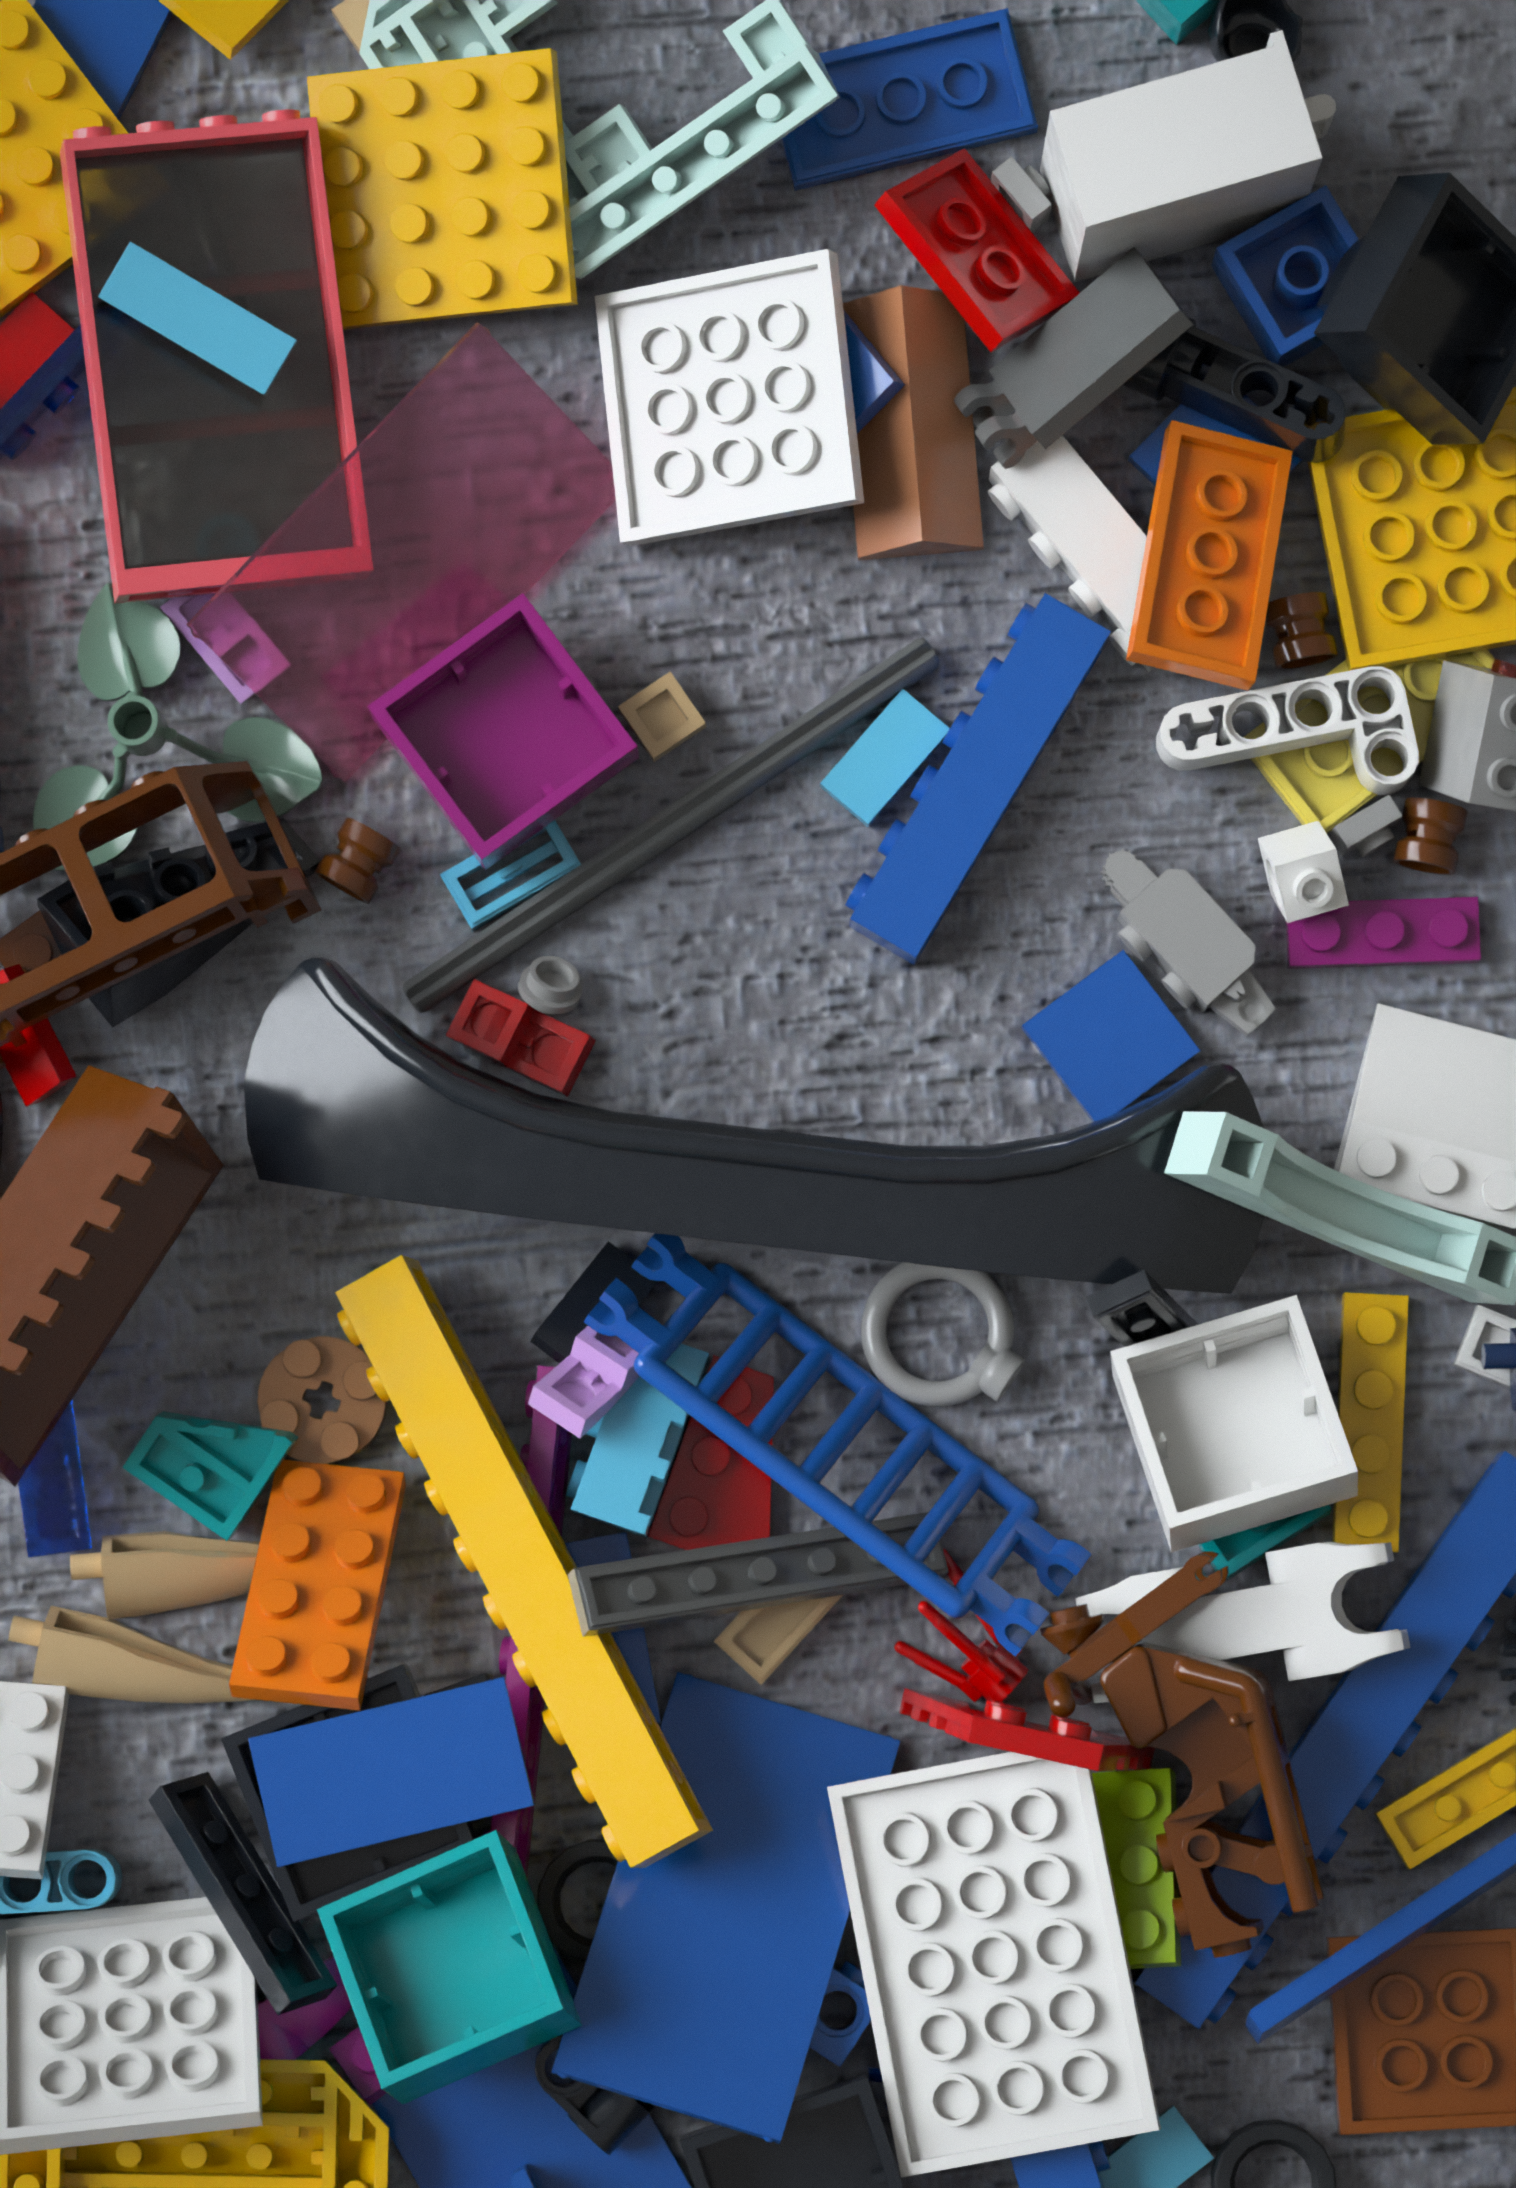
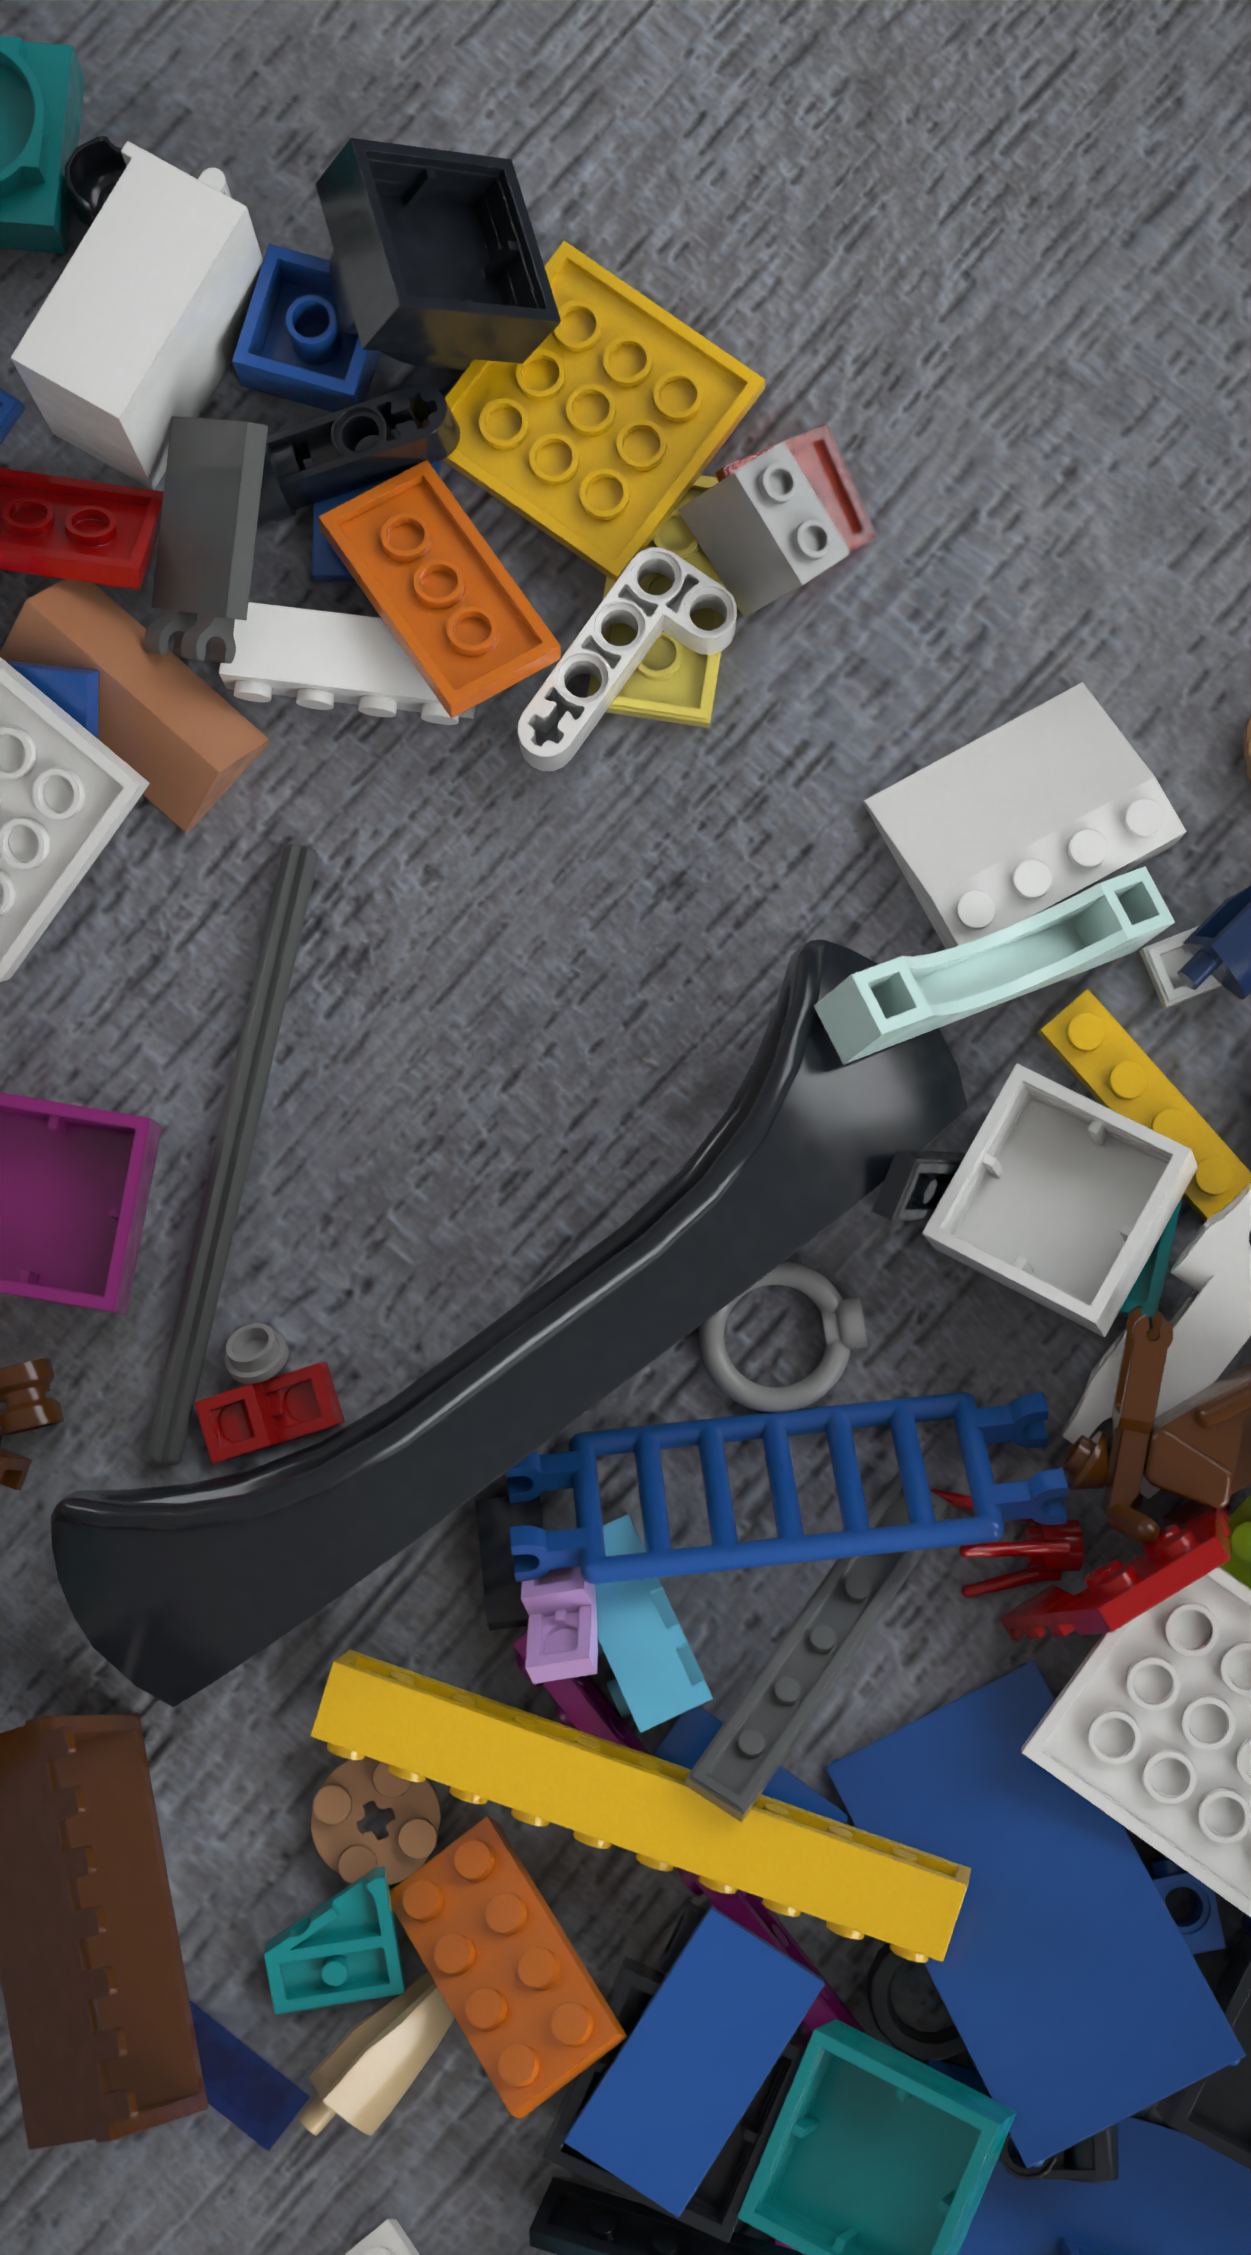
camera: 45 degrees left, 0 degrees up
(116, 1662) = (404, 2162): tan piece -> none
(518, 895) = (169, 1309): medium azure tile -> none
(662, 716) = (150, 1080): tan plate -> none
(712, 1488) = (729, 1614): red wing -> none
(767, 1635) = (868, 1682): tan tile -> none
(885, 757) = (342, 957): medium azure tile -> none
(978, 778) = (424, 909): blue brick -> none
(1024, 191) = (55, 455): light grey plate -> none
(1110, 1038) = (698, 1006): blue tile -> none
(1189, 939) = (687, 882): light grey hinge -> none
(1300, 630) = (555, 584): reddish brown wheel -> none
(1303, 871) = (723, 754): white brick -> none
(1367, 829) = (739, 681): light grey plate -> none
(1387, 934) = (819, 746): magenta plate -> none
(1430, 835) = (788, 645): reddish brown wheel -> none

